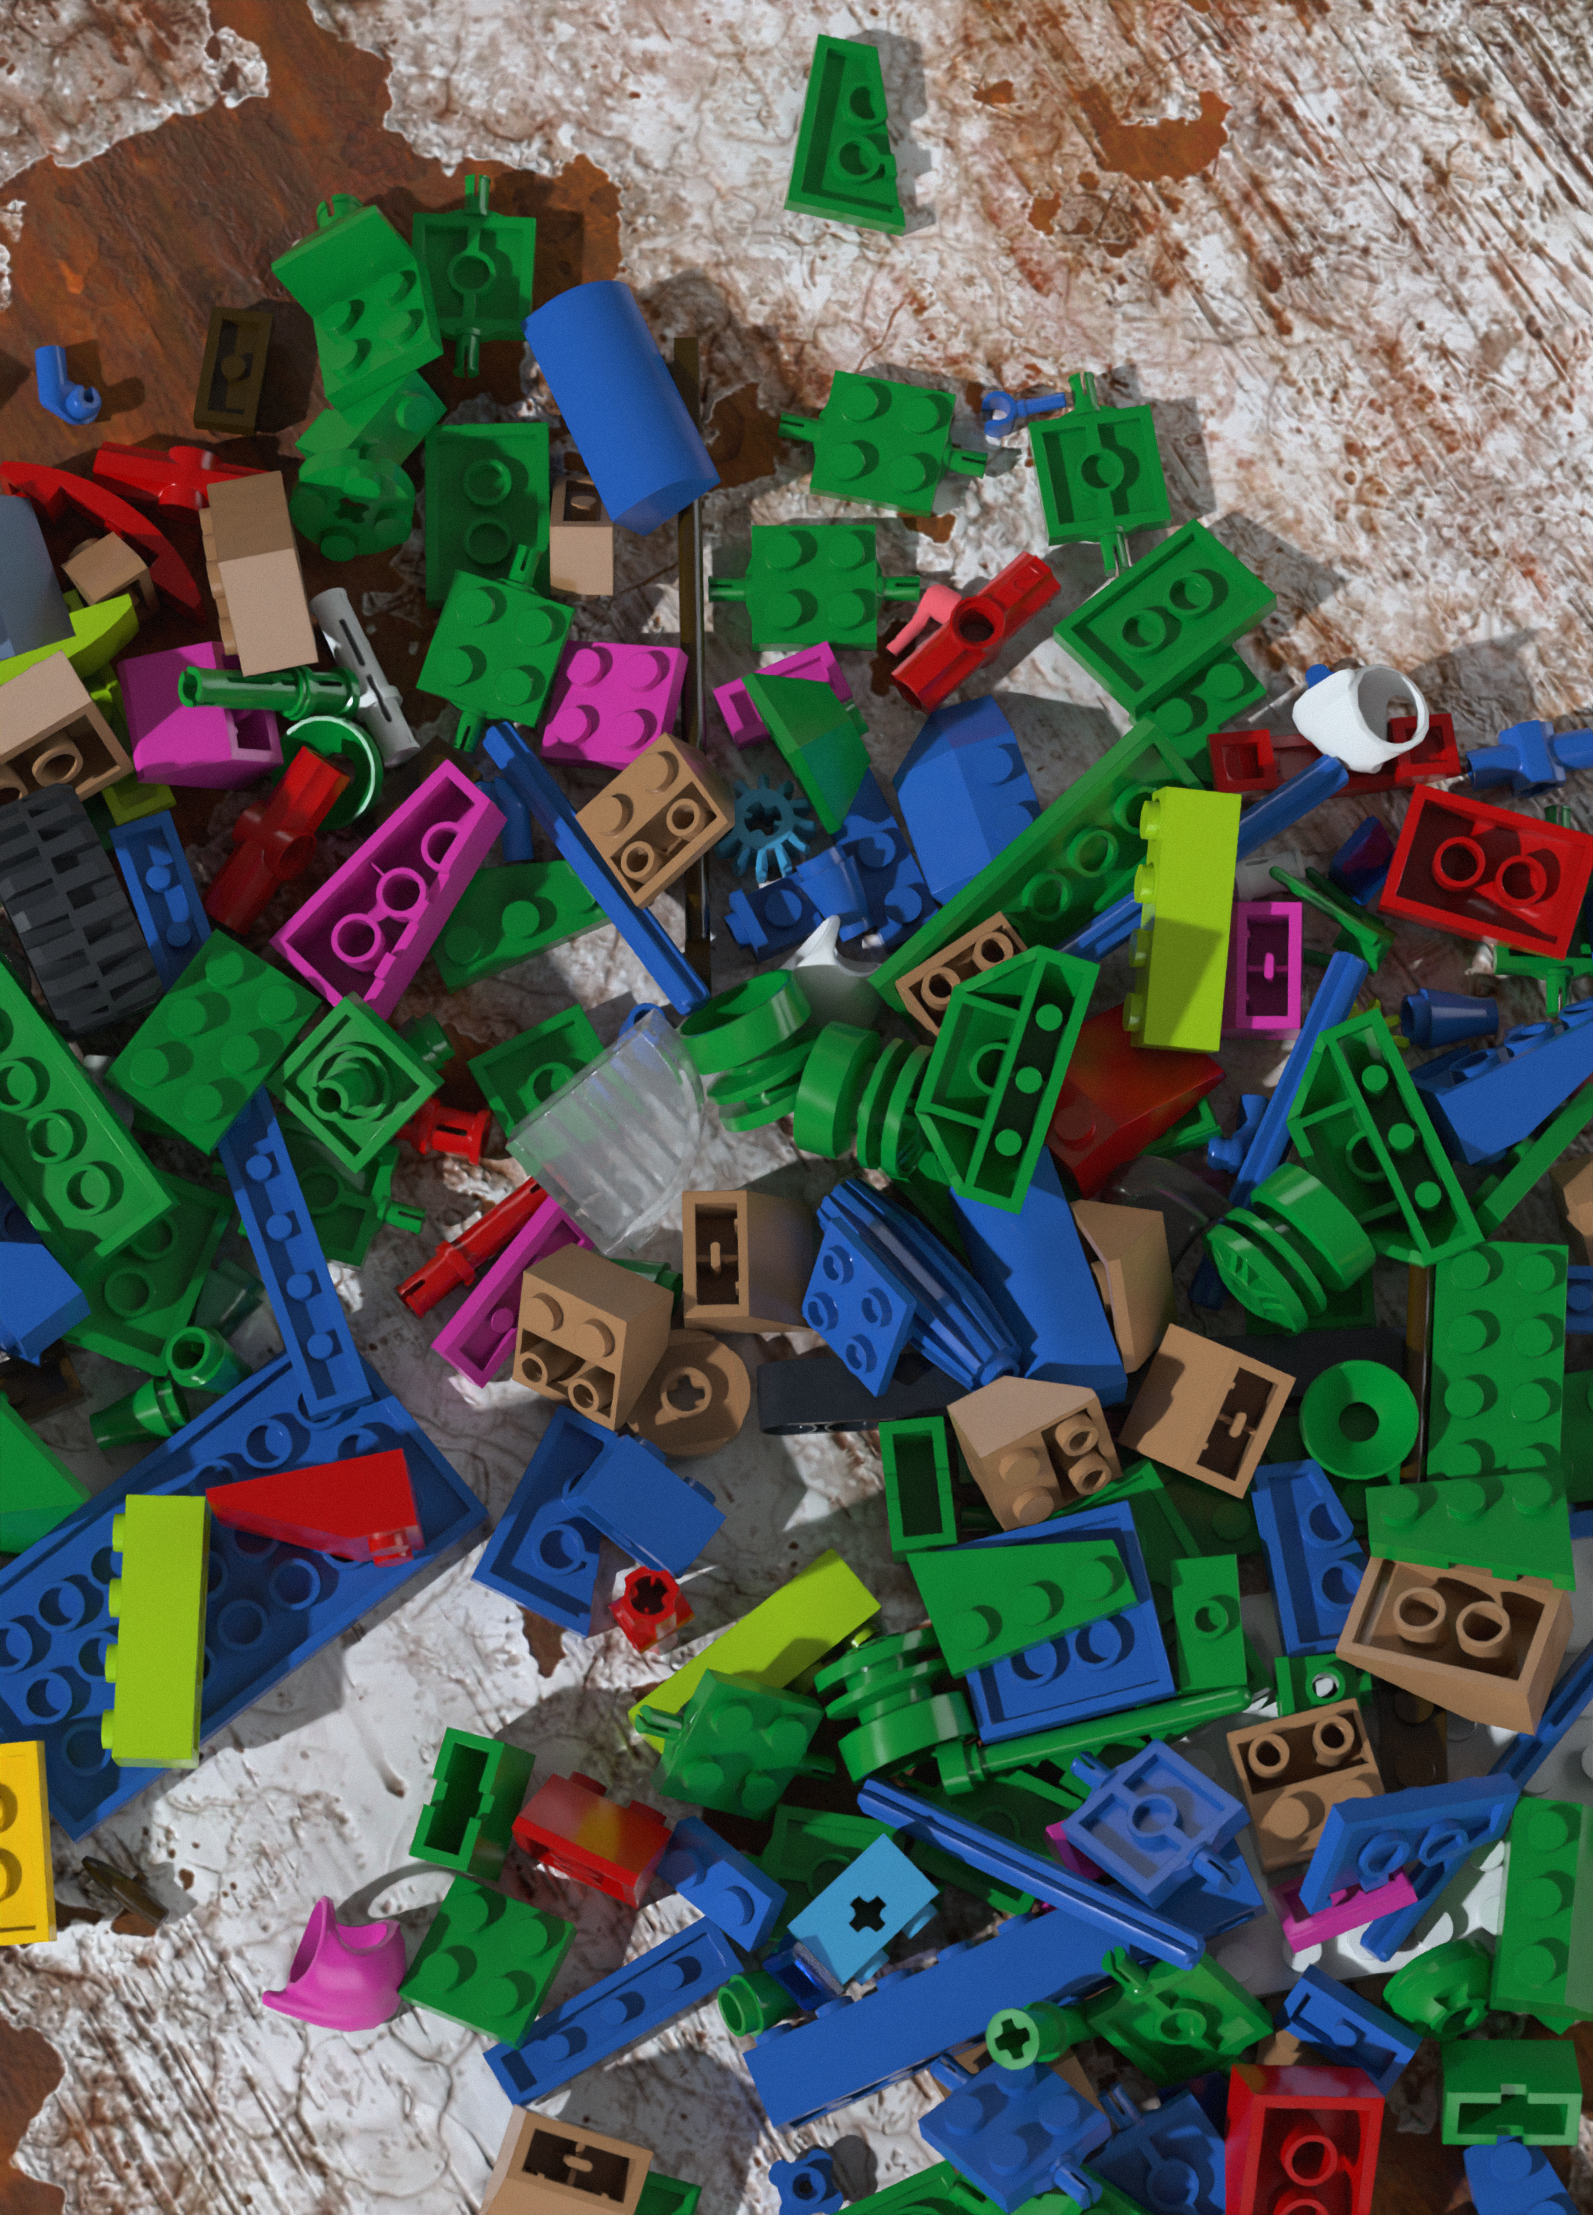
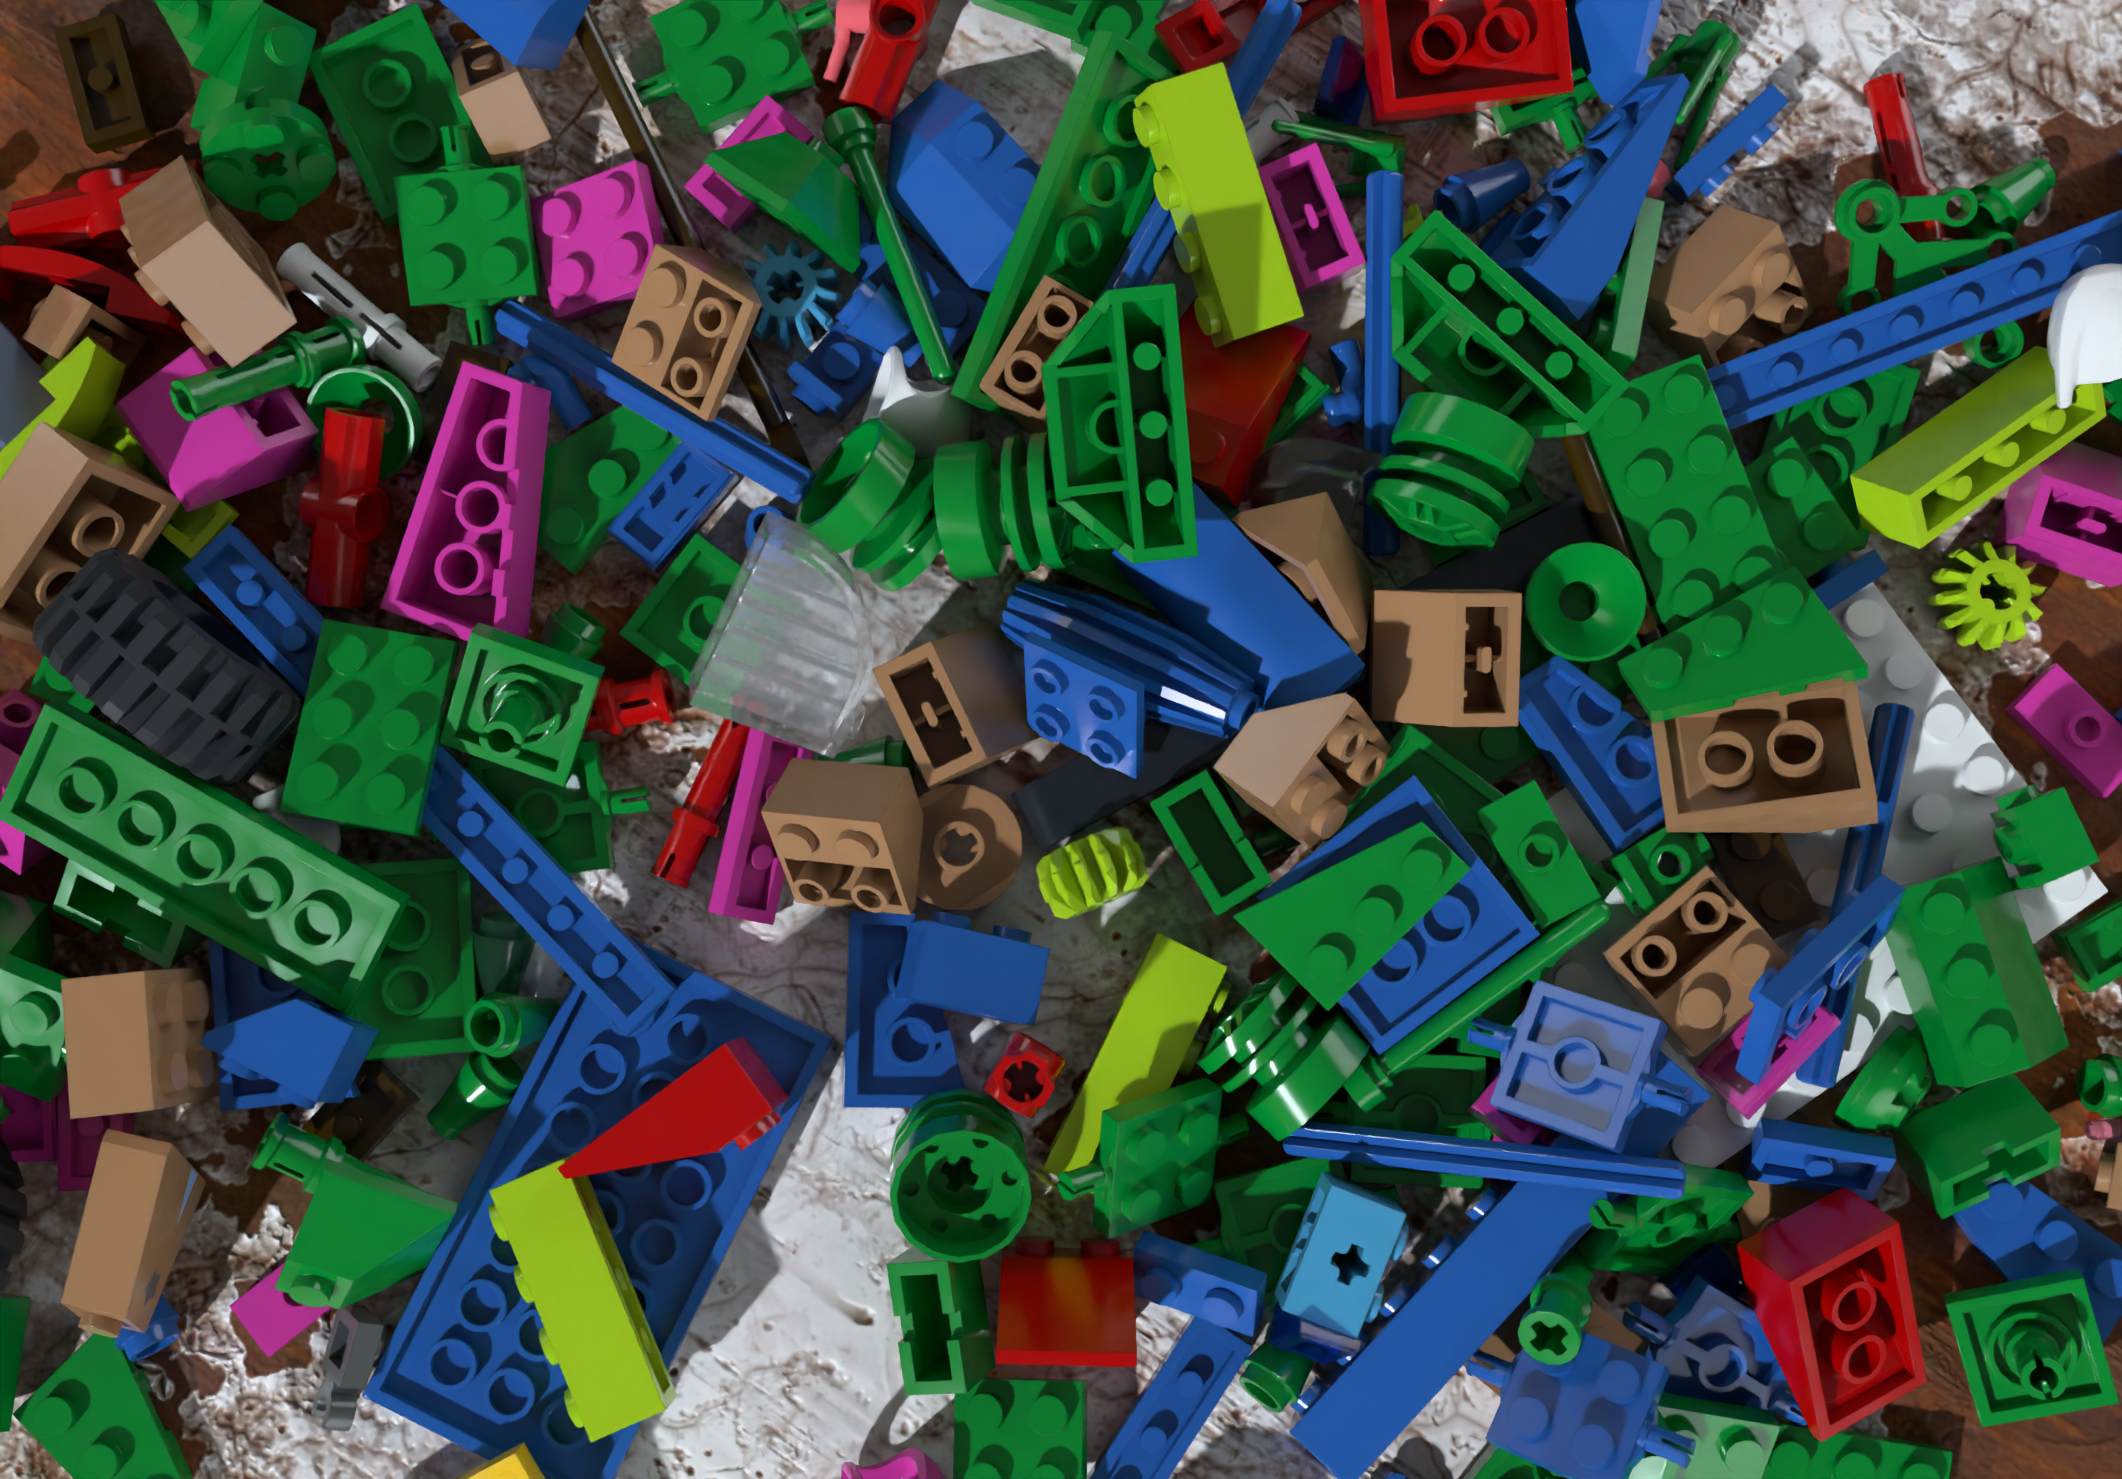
camera: 25 degrees left, 10 degrees up
(550, 1718) = (965, 1208): none -> green wheel
(568, 969) = (672, 505): none -> blue plate
(797, 1467) = (1091, 872): none -> lime gear
(886, 712) = (853, 138): none -> green piece

